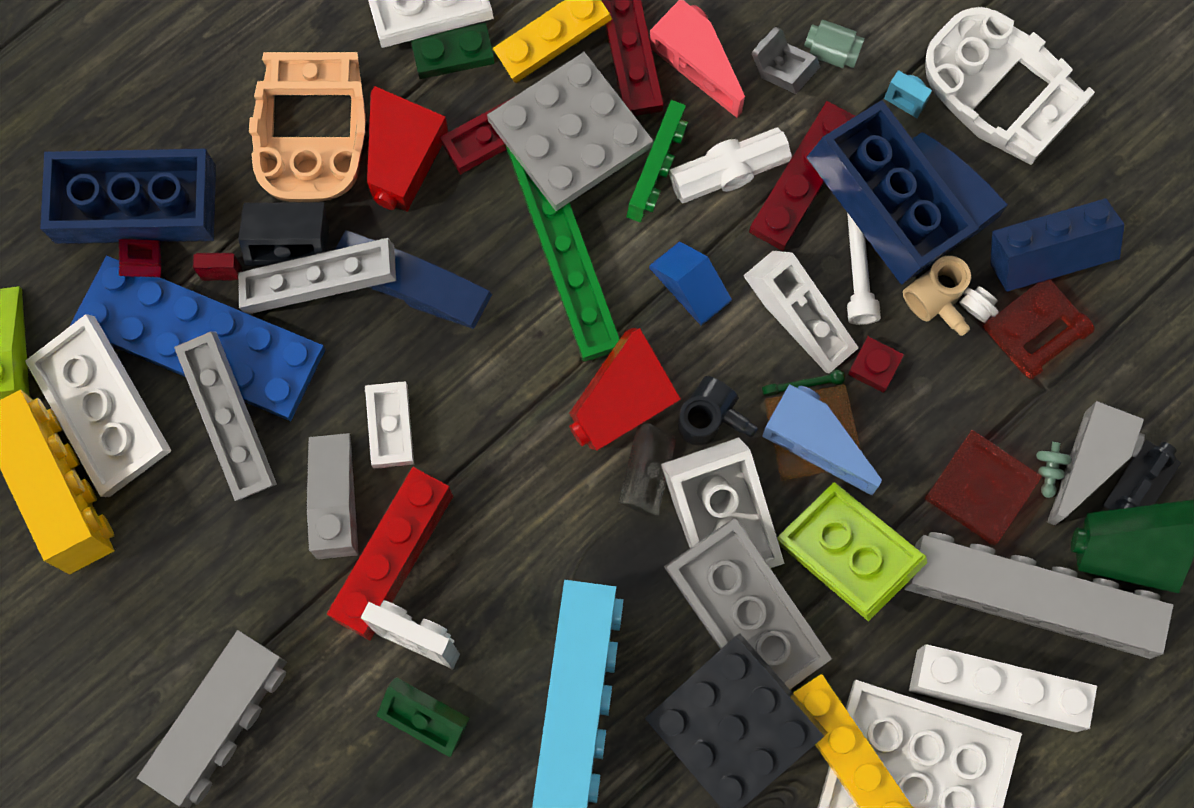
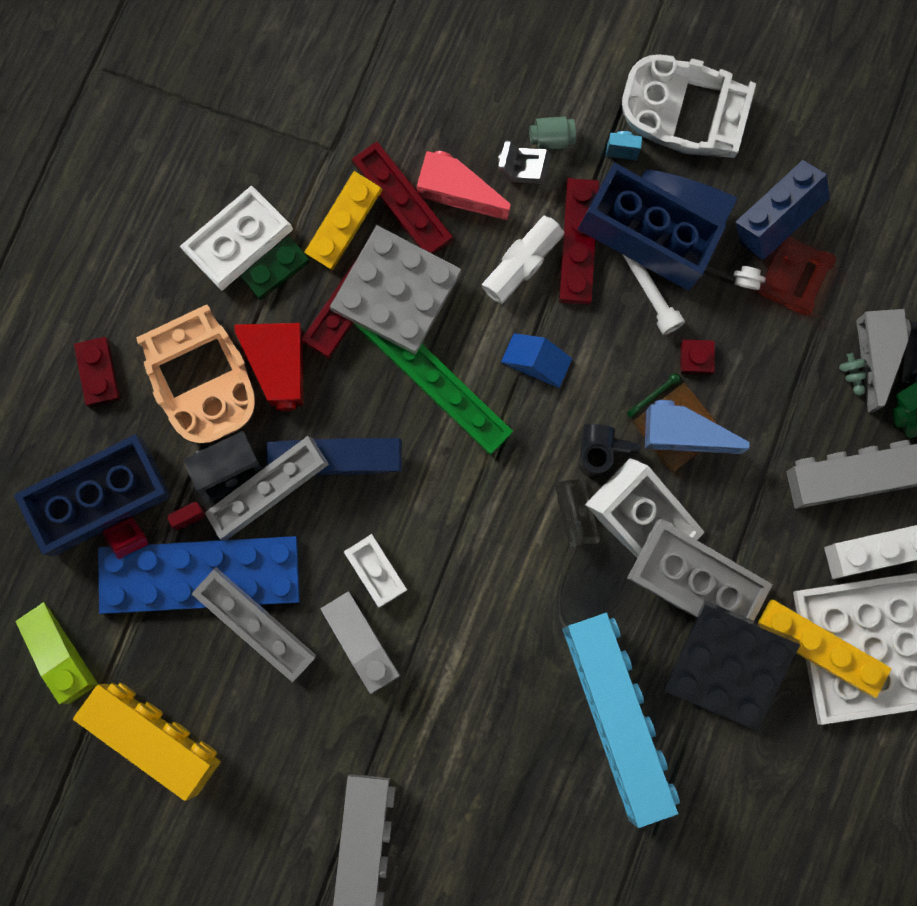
camera: 30 degrees left, 5 degrees up
(97, 406) = (154, 663): white plate -> none
(205, 72) = (97, 372): none -> dark red plate
(391, 550) = (426, 665): red brick -> none
(422, 717) = (510, 769): dark green plate -> none
(425, 639) = (492, 717): white plate -> none
(622, 393) = (532, 467): red slope -> none
(658, 162) = (470, 282): green plate -> none
(801, 308) = (625, 342): white slope -> none
(852, 551) = (749, 501): lime tile -> none
(929, 297) = (712, 290): tan piece -> none
(983, 487) = (815, 410): clear red plate -> none

